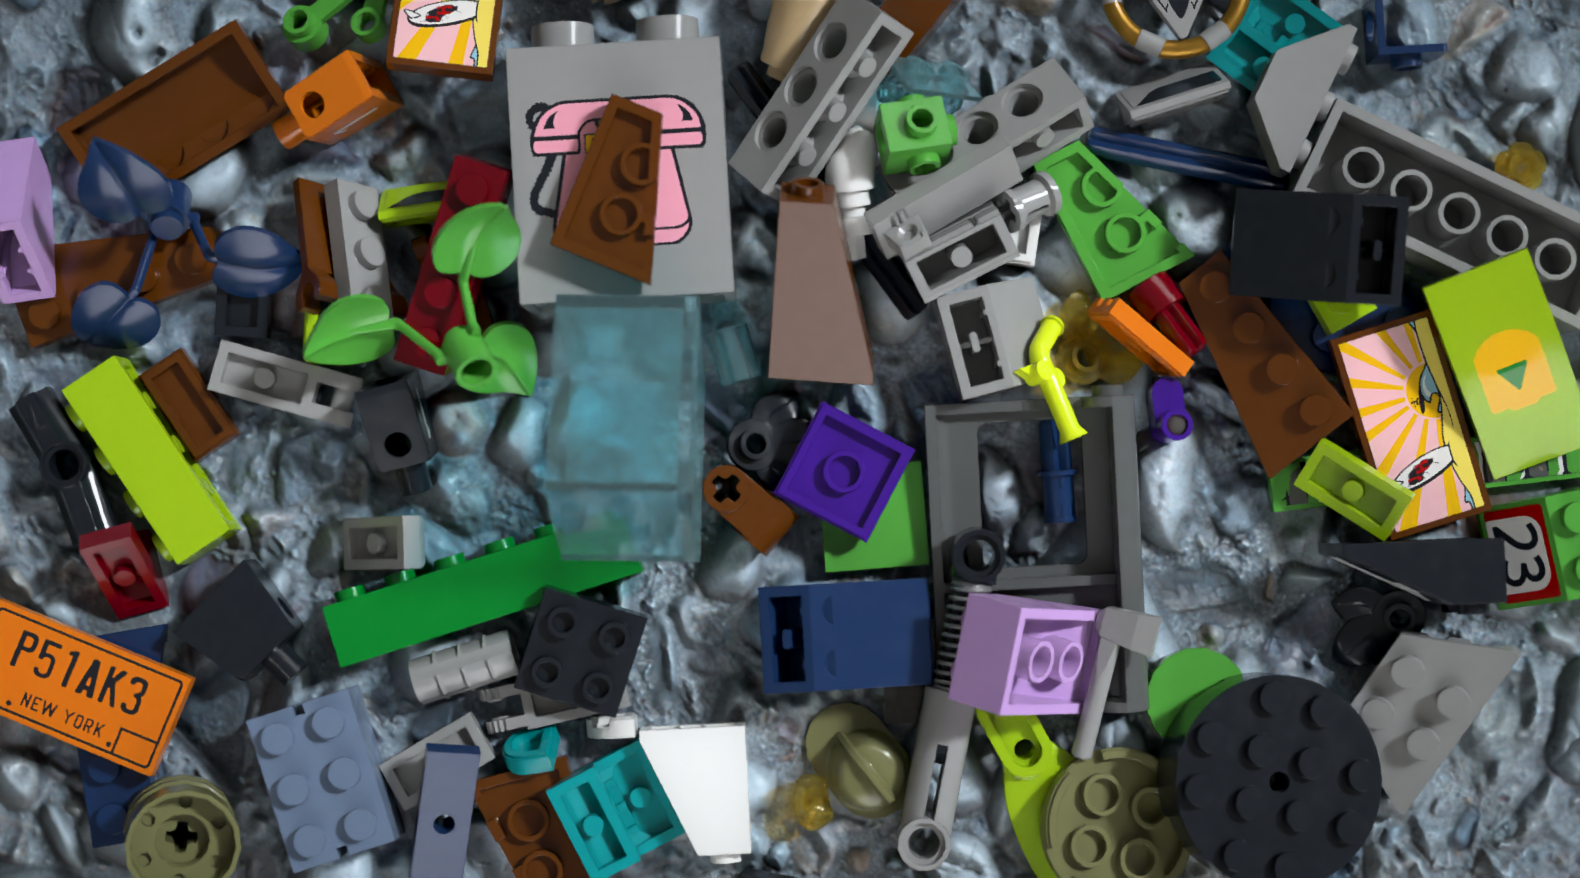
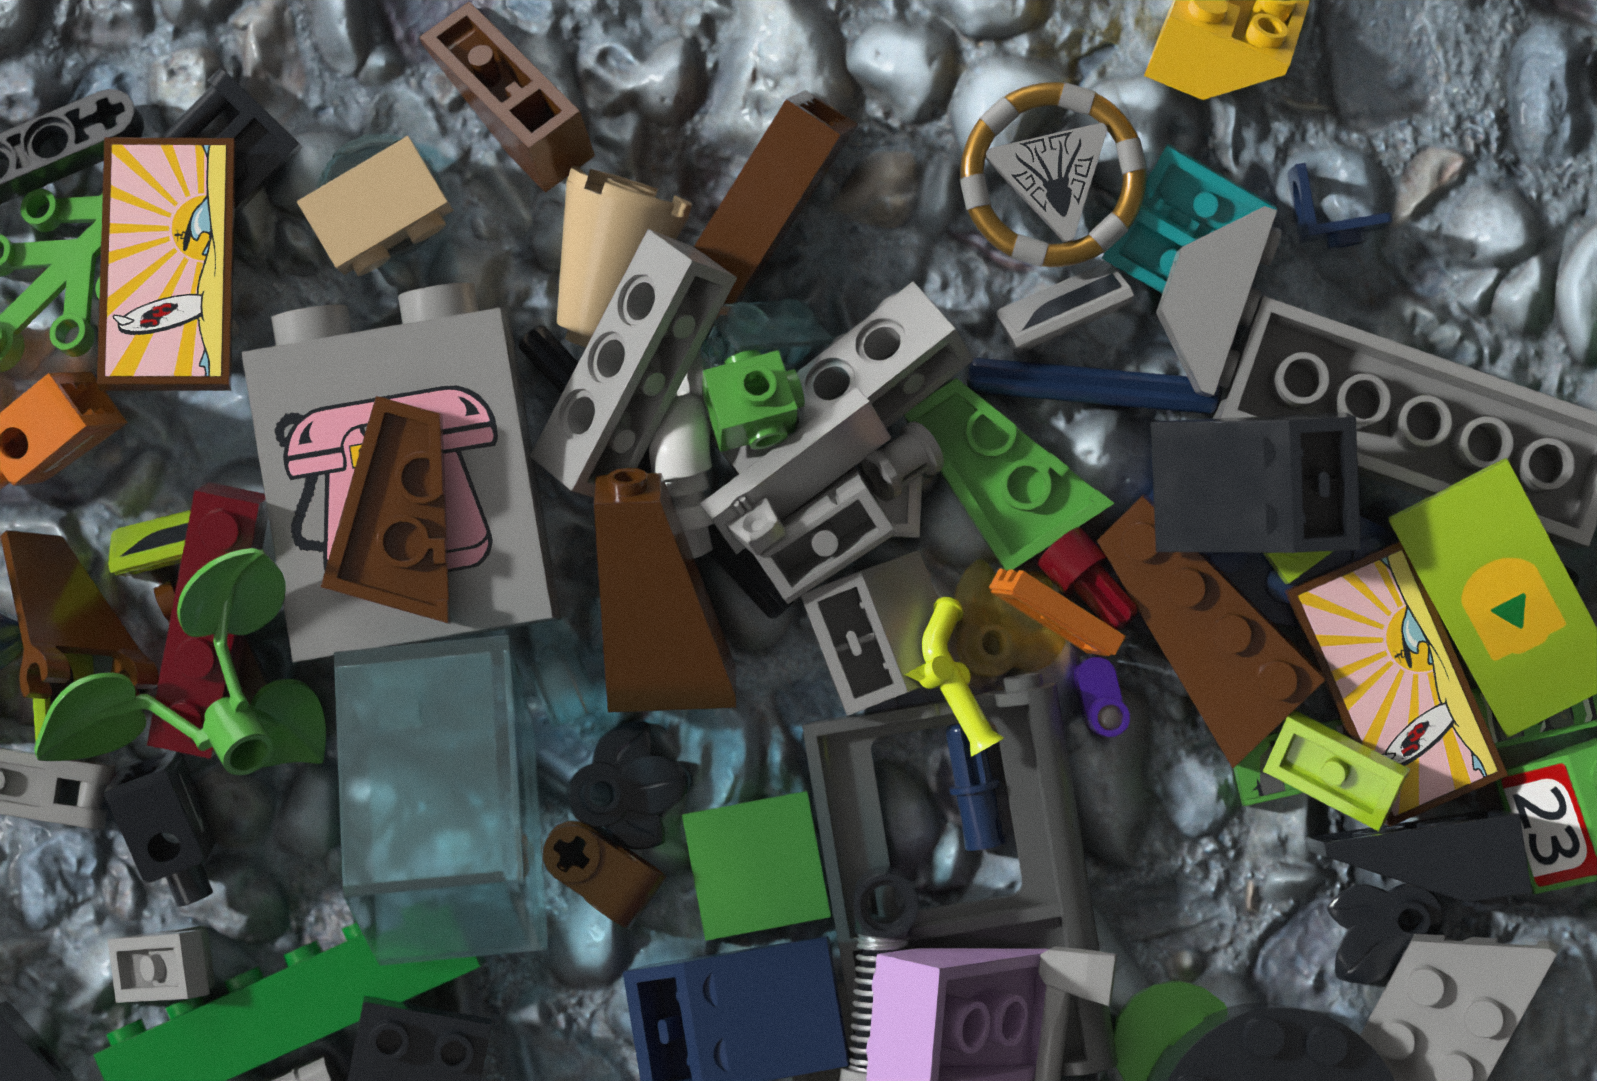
camera: 10 degrees left, 0 degrees up
(357, 240) = (88, 604): light grey plate -> none
(844, 471) = (713, 817): dark purple plate -> none
(1522, 153) = (1495, 333): clear yellow plate -> none

